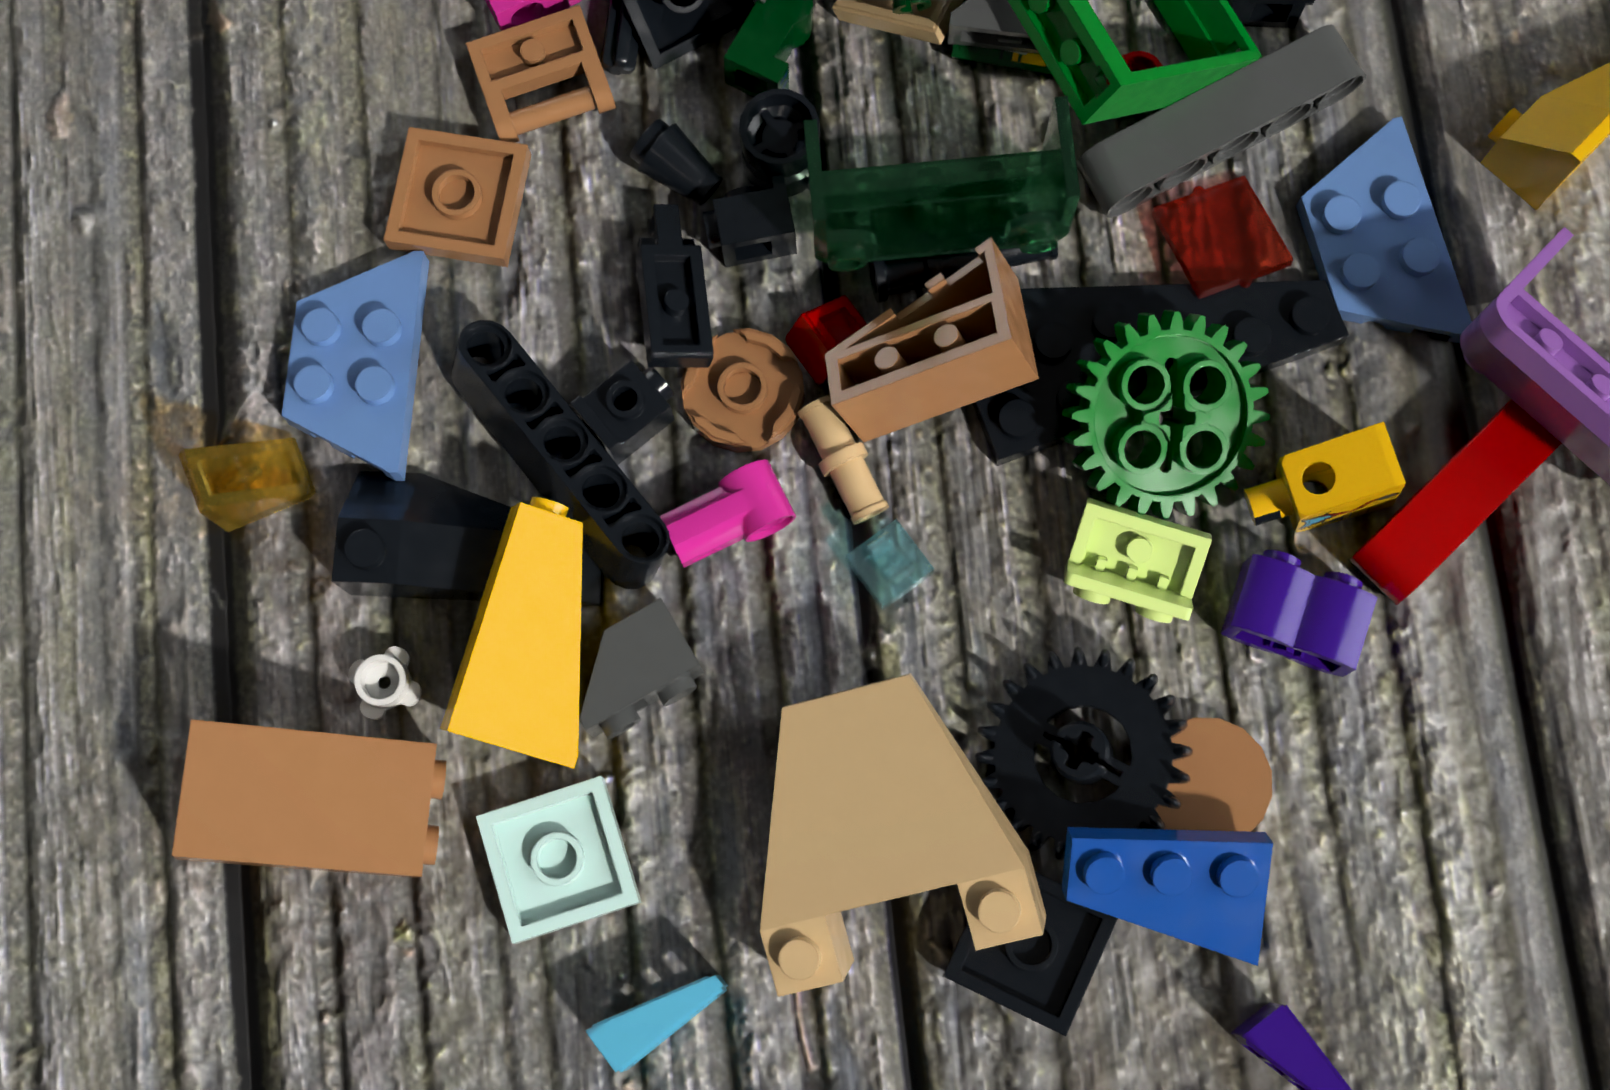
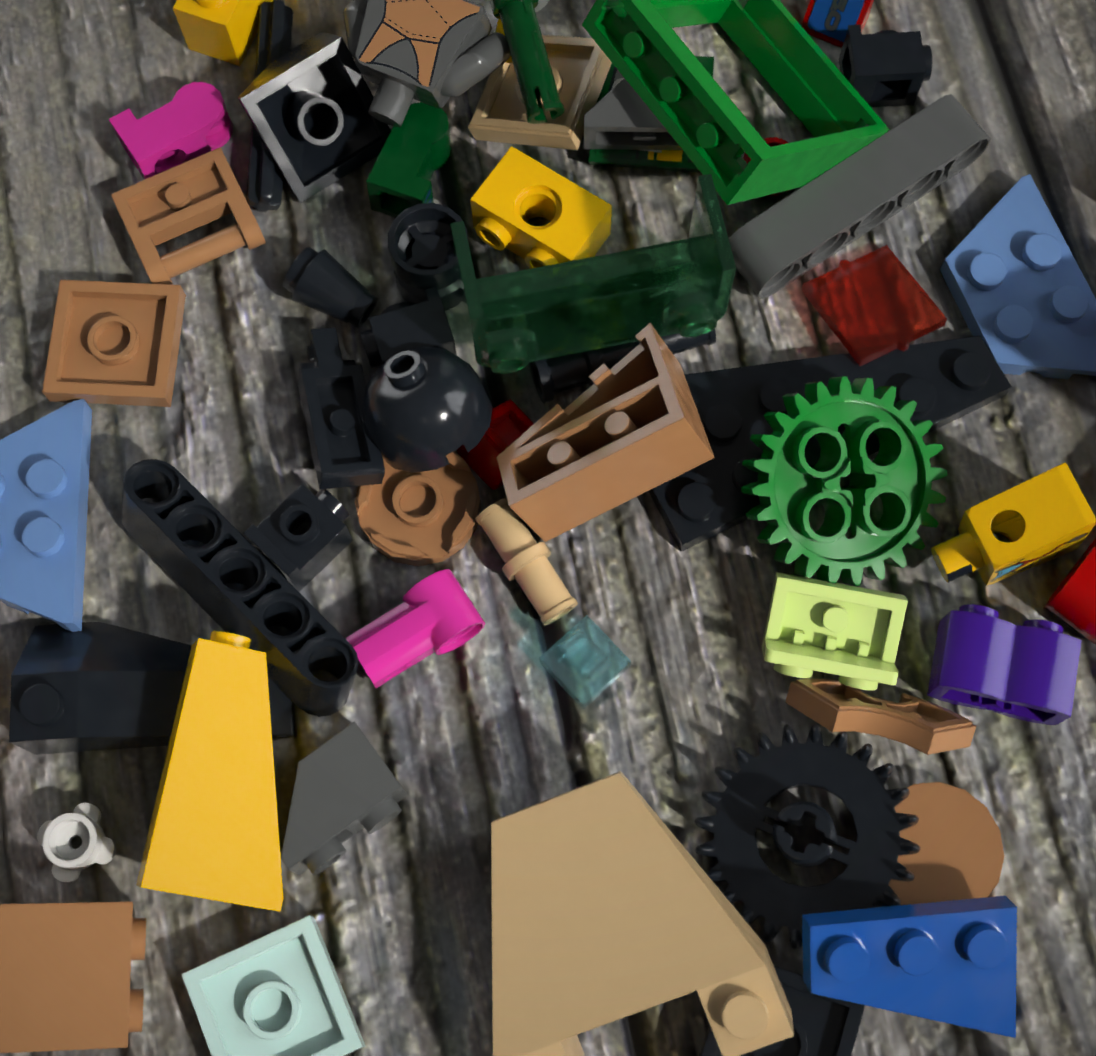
camera: 10 degrees left, 5 degrees down
(759, 297) = (425, 408): none -> black cylinder
(883, 81) = (527, 189): none -> yellow brick
(1200, 658) = (910, 721): none -> medium nougat tile

